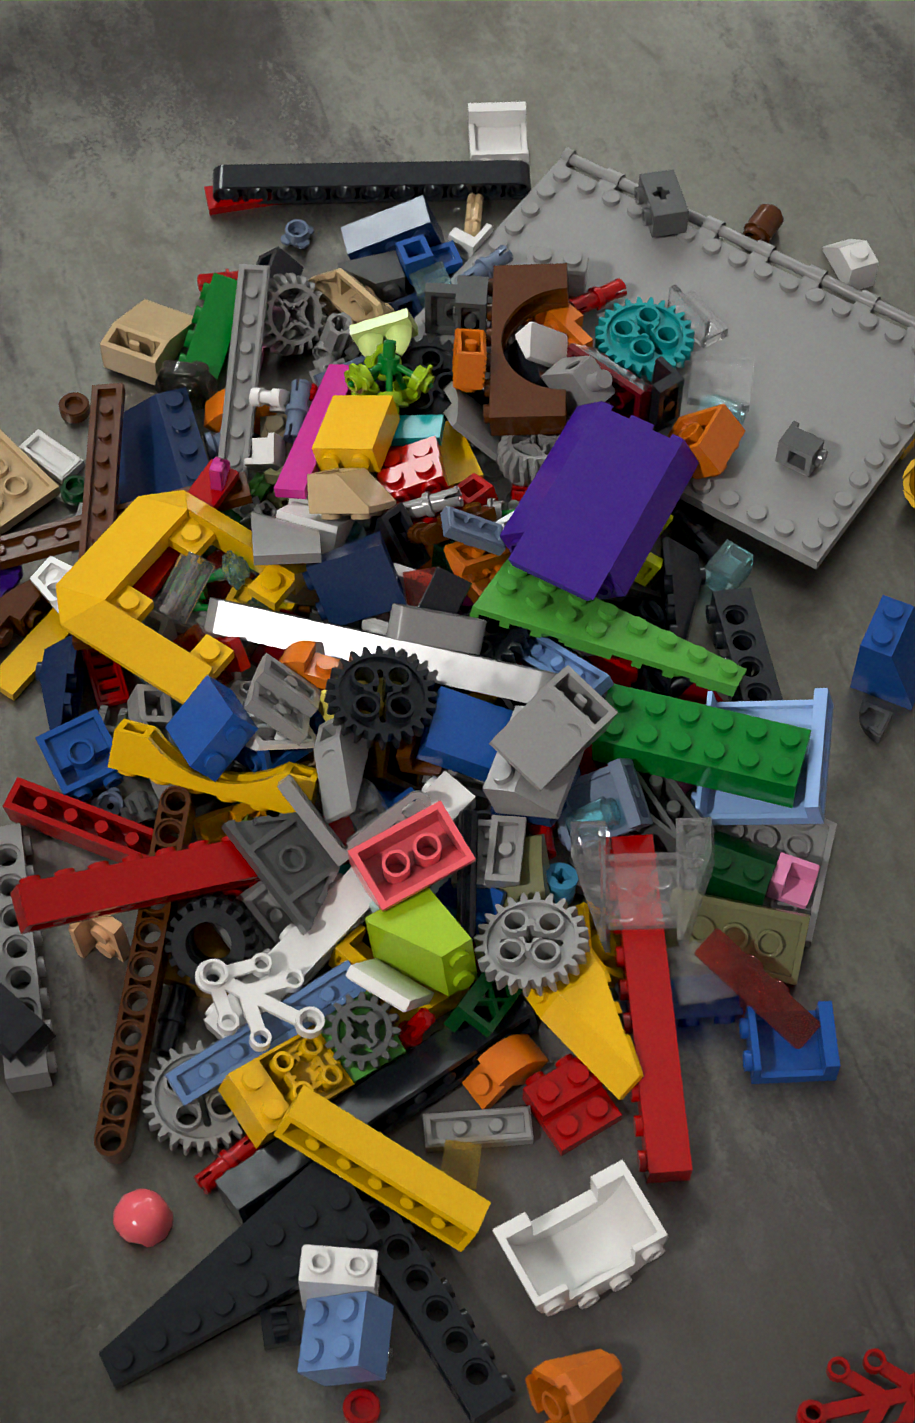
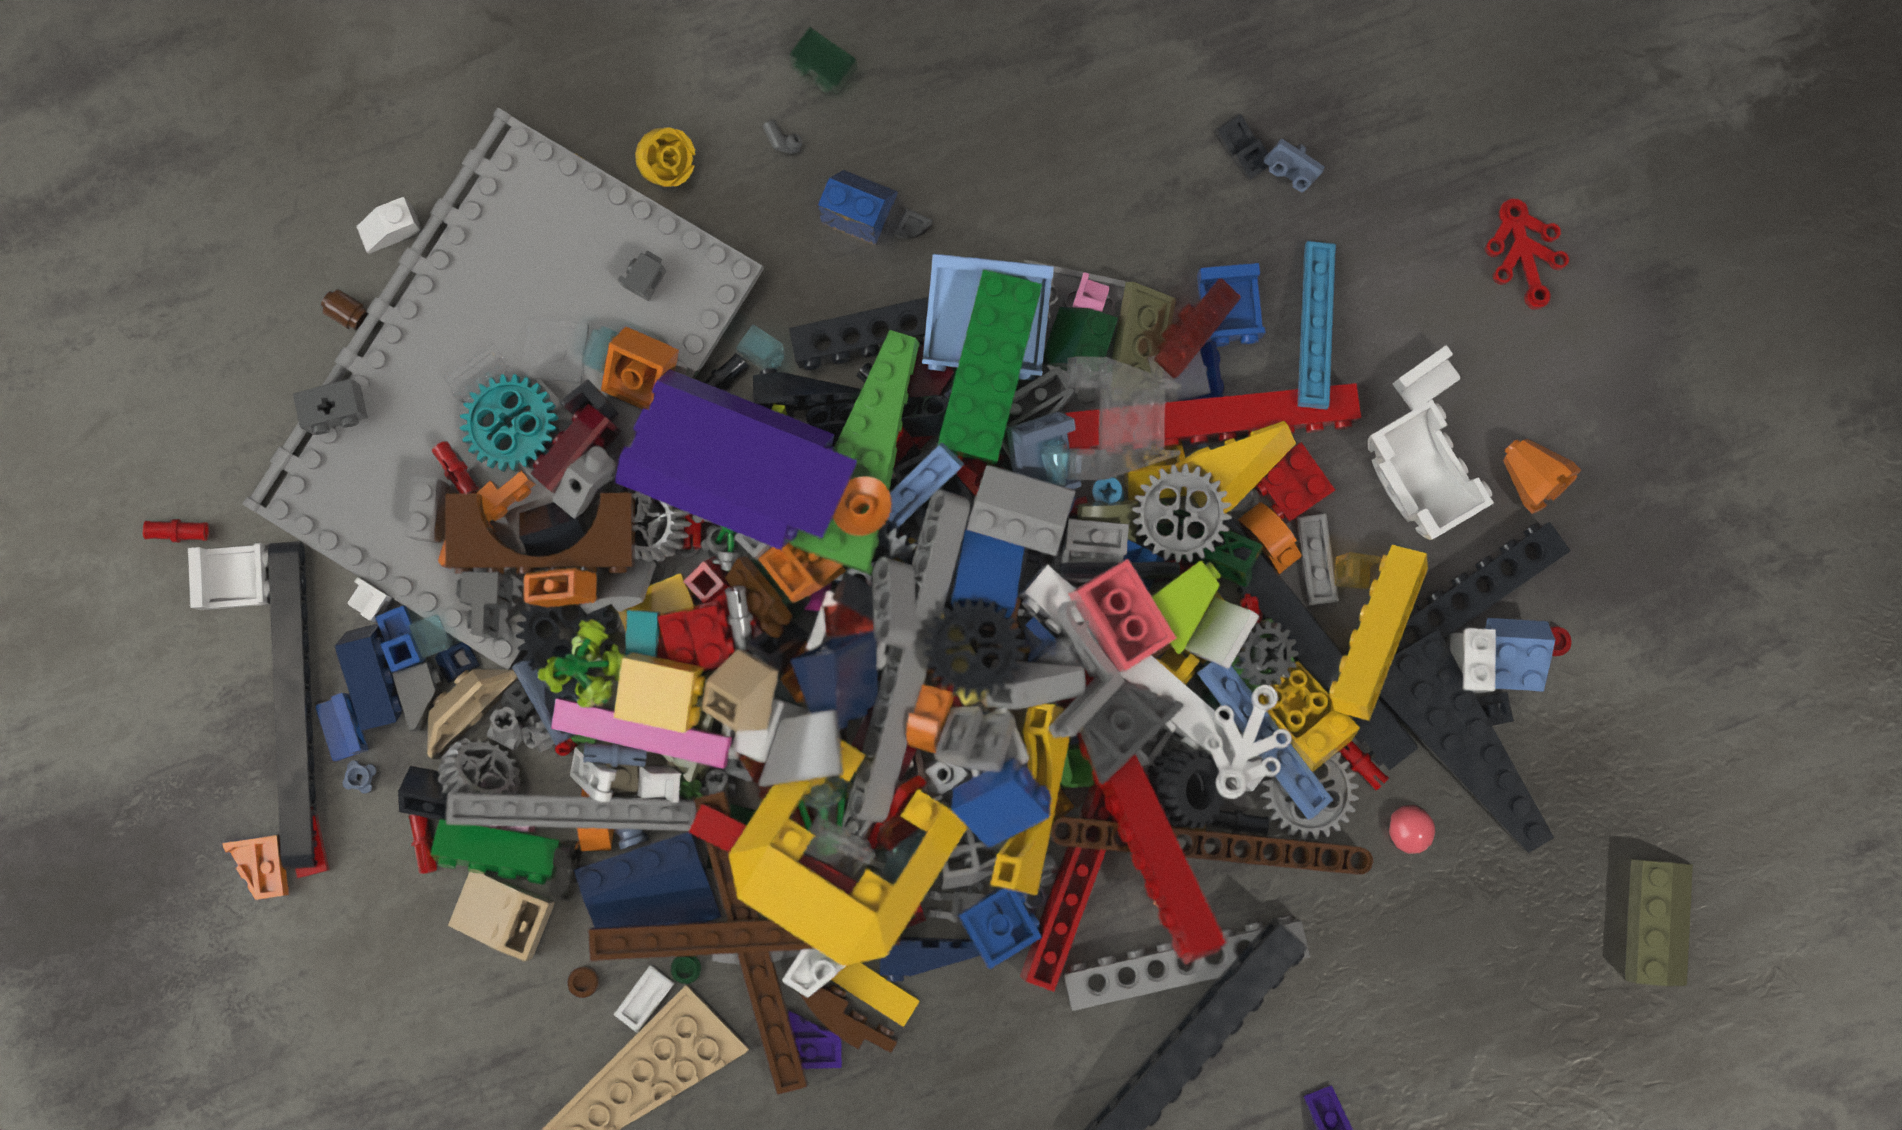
camera: 95 degrees left, 25 degrees up
(204, 161) = (260, 865): none -> orange wing
(218, 473) = (708, 820): dark pink tile -> none
(330, 223) = (341, 727): none -> blue panel
(393, 326) = (514, 662): yellowish green tile -> none
(472, 530) = (774, 575): sand blue plate -> none
(473, 214) = (335, 598): tan axle -> none
(484, 265) = (419, 581): sand blue pin -> none
(542, 344) = (537, 517): white slope -> none
(543, 604) = (858, 494): none -> orange dish
(544, 101) = (175, 530): none -> red pin
(554, 728) = (1008, 491): light grey slope -> none
(702, 1269) = (1427, 379): none -> white panel
(766, 1131) = (1316, 325): none -> dark azure tile

